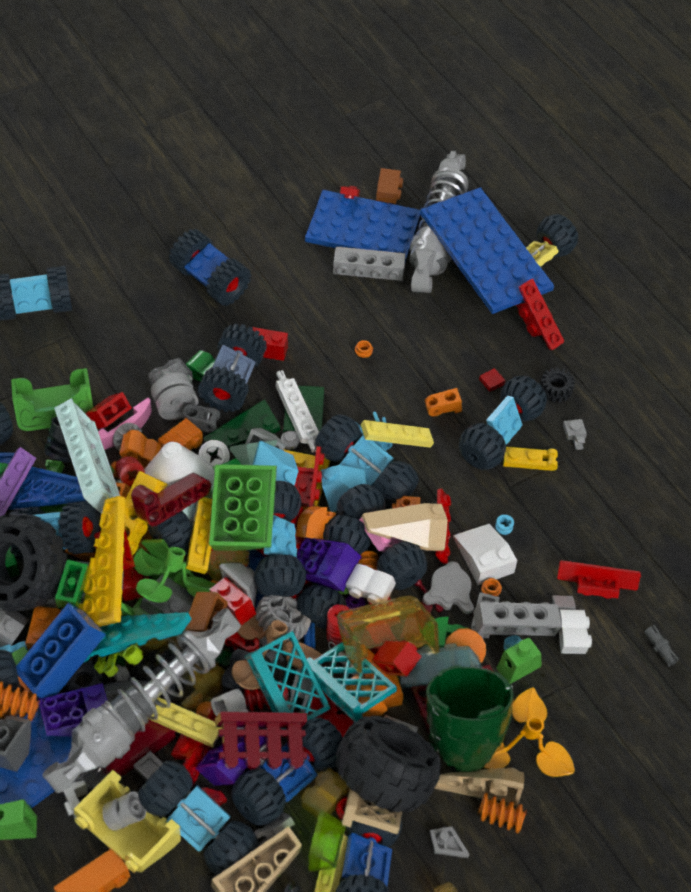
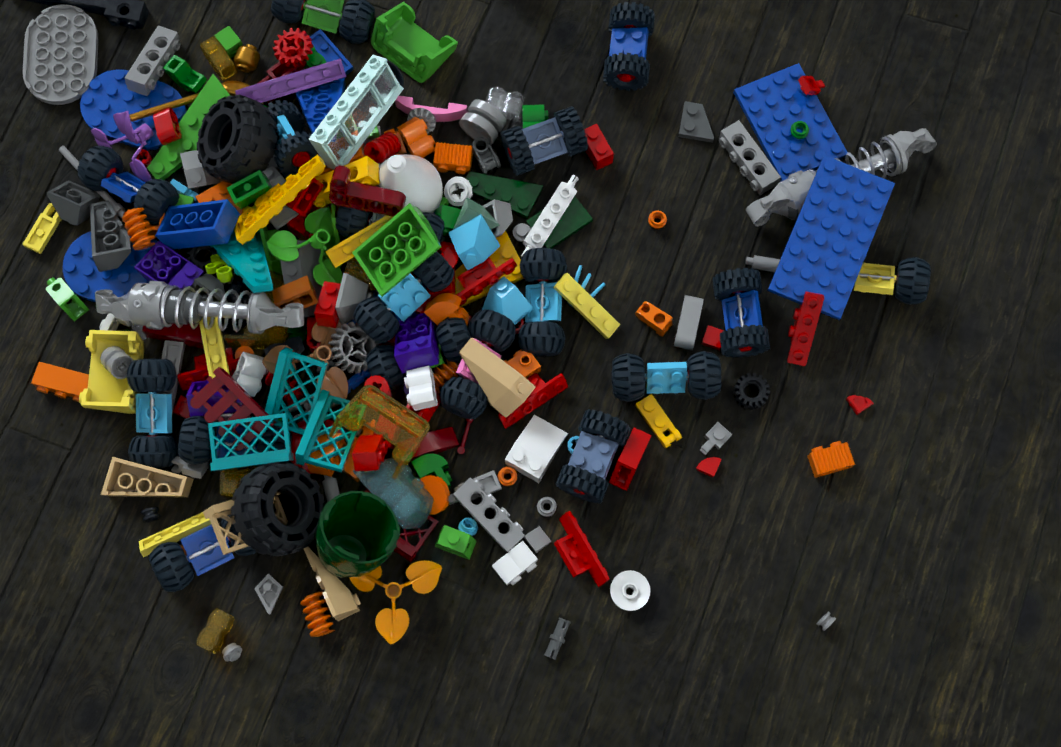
camera: 55 degrees right, 20 degrees up
(109, 410) = (431, 88): red brick -> none
(307, 277) = (695, 123): none -> dark grey wing
(321, 757) = (247, 459): none -> teal fence
(326, 843) = (191, 510): clear neon green slope -> none
(378, 219) = (802, 126): none -> green plate
(389, 185) = (849, 109): dark orange brick -> none
(449, 587) = (483, 445): light grey tile -> none
(462, 310) = (763, 263): none -> light grey cylinder
(468, 385) = (688, 322): none -> light grey beam
(492, 343) = (742, 314): none -> black plate
(529, 511) = (593, 456): none -> black plate
(543, 574) = (546, 500): none -> light grey plate
(549, 493) = (630, 458): none -> red slope
(595, 451) = (709, 466): none -> red tile
(620, 332) = (859, 403): none -> red tile
(652, 374) = (831, 459): none -> orange brick
(661, 561) = (631, 580): none -> white dish

